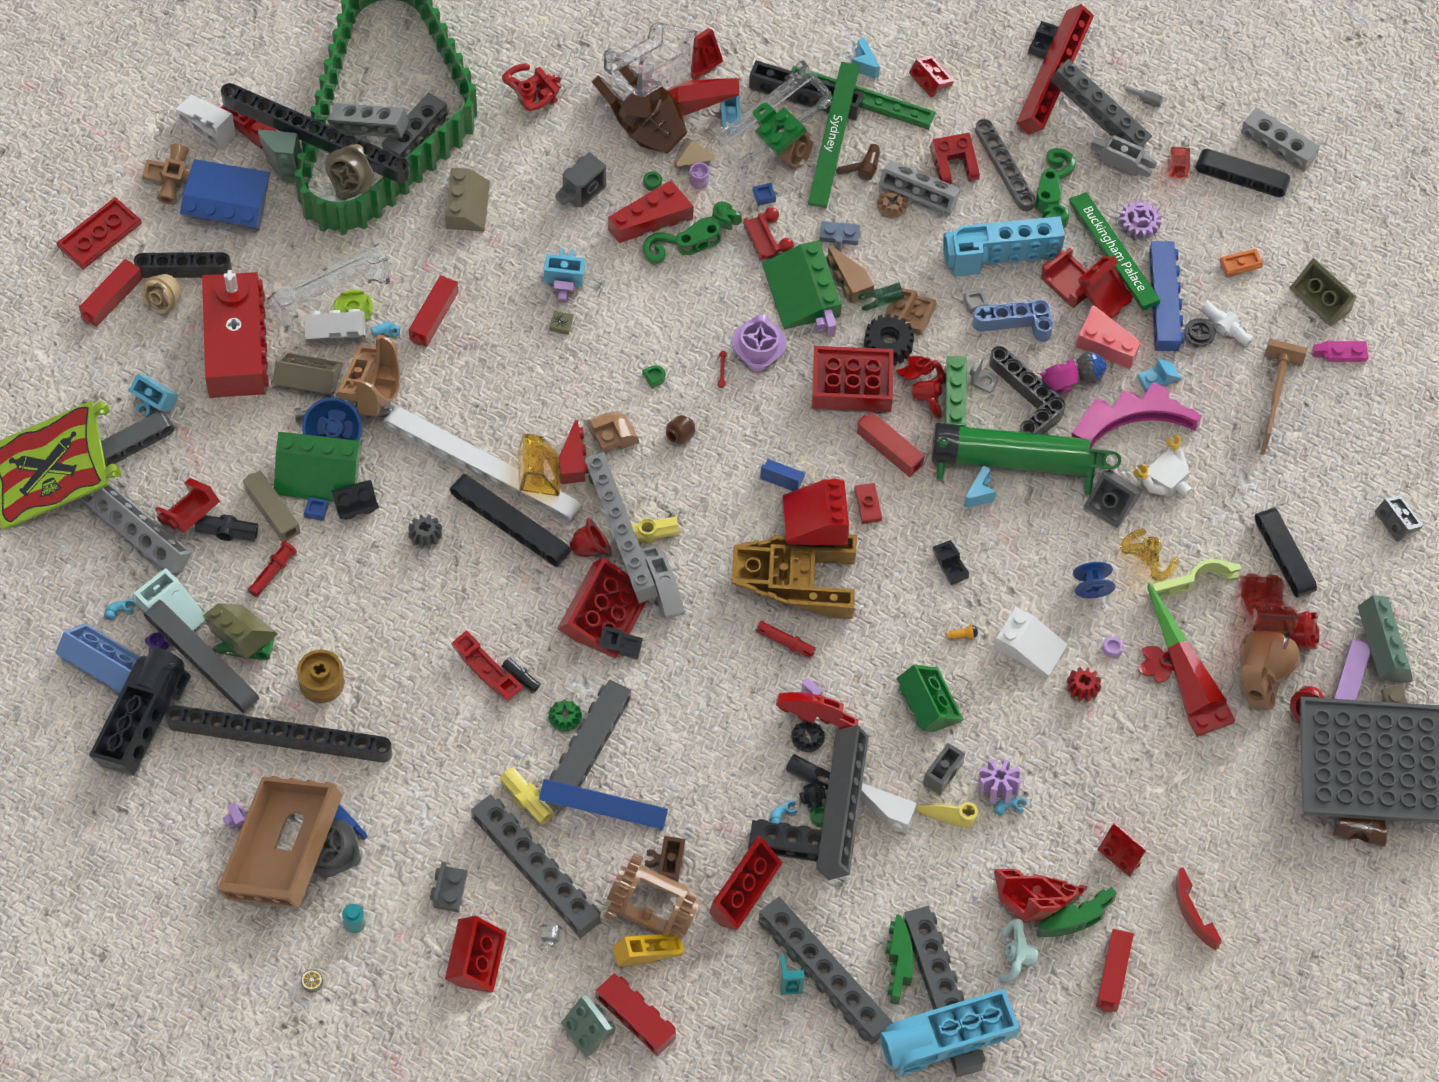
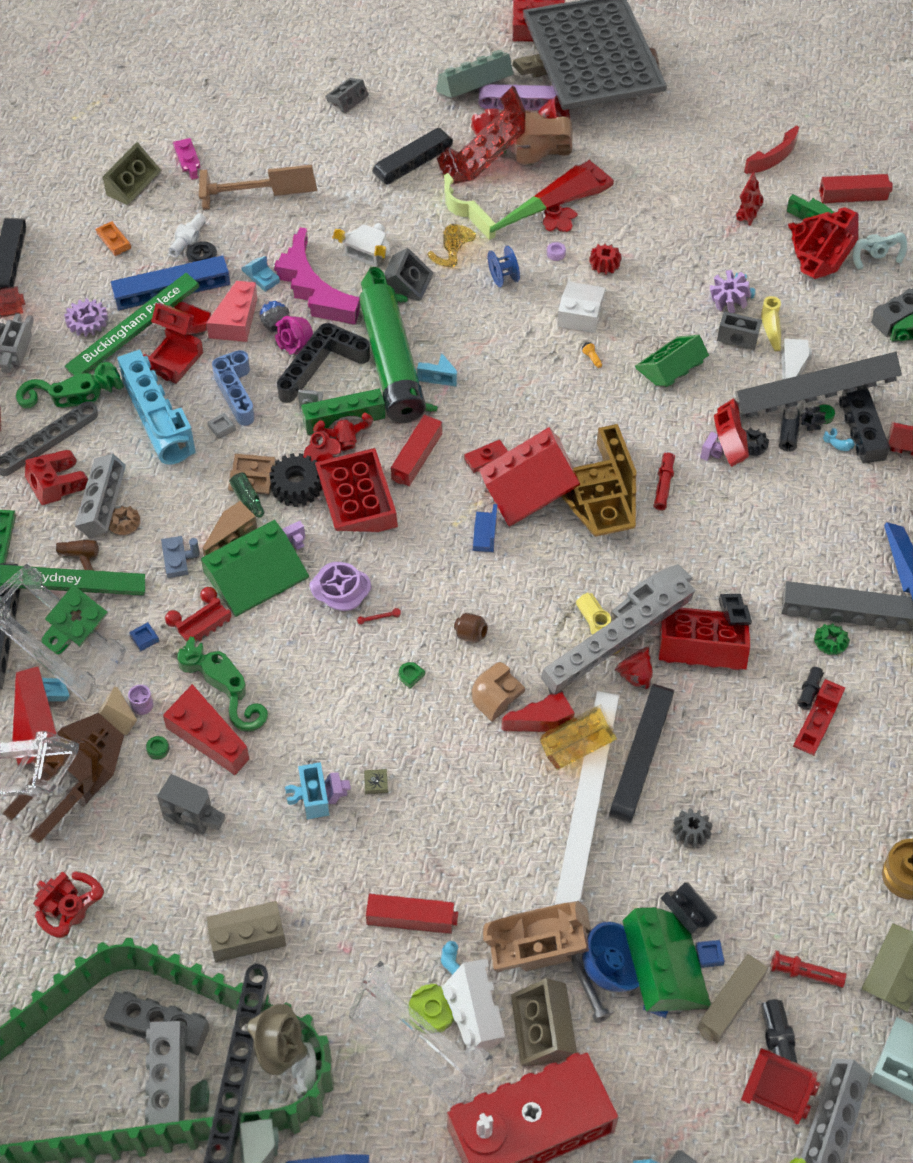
camera: 105 degrees left, 5 degrees down
(950, 562) = (523, 380): black slope -> none

